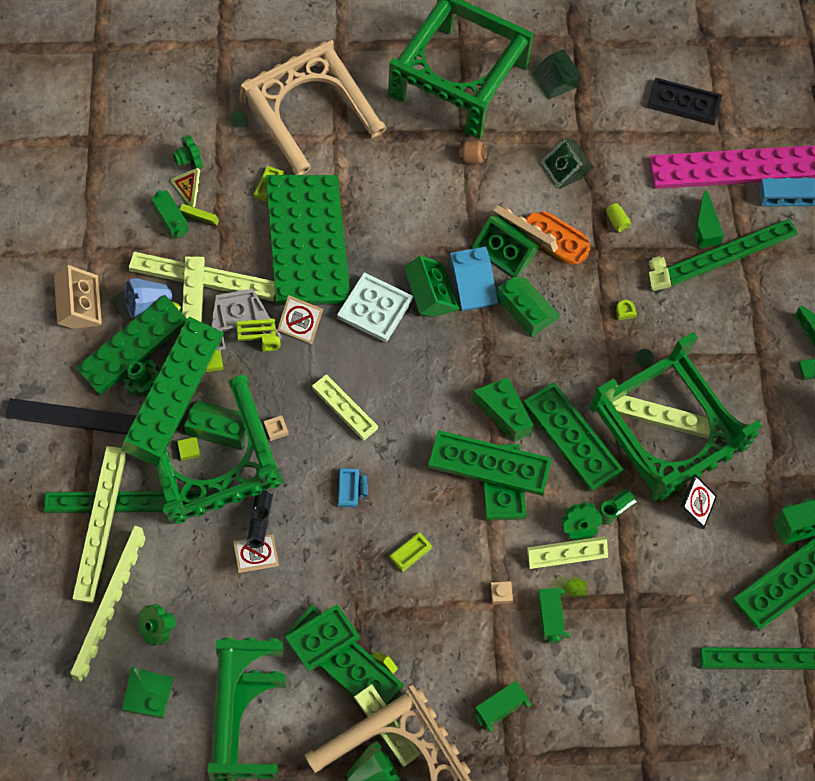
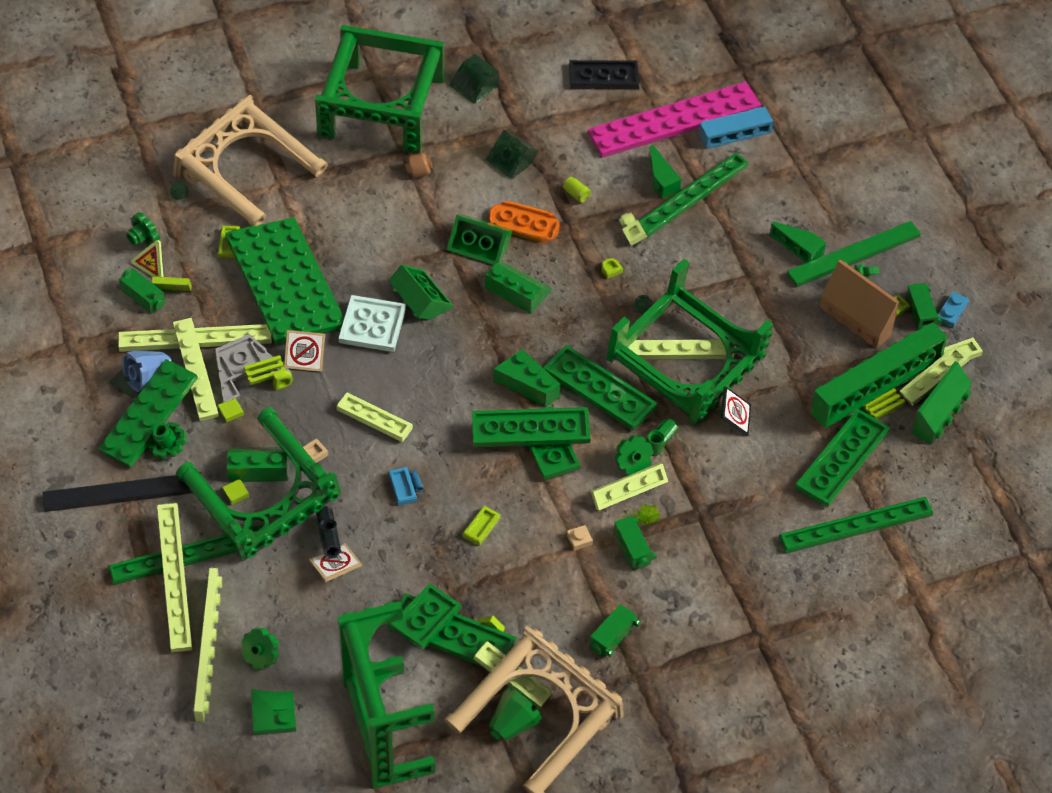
camera: 15 degrees left, 10 degrees down
(77, 298) = (77, 387): tan slope -> none
(172, 392) = (205, 440): green brick -> none
(473, 278) = (457, 275): dark azure slope -> none
(533, 231) = (516, 223): tan plate -> none

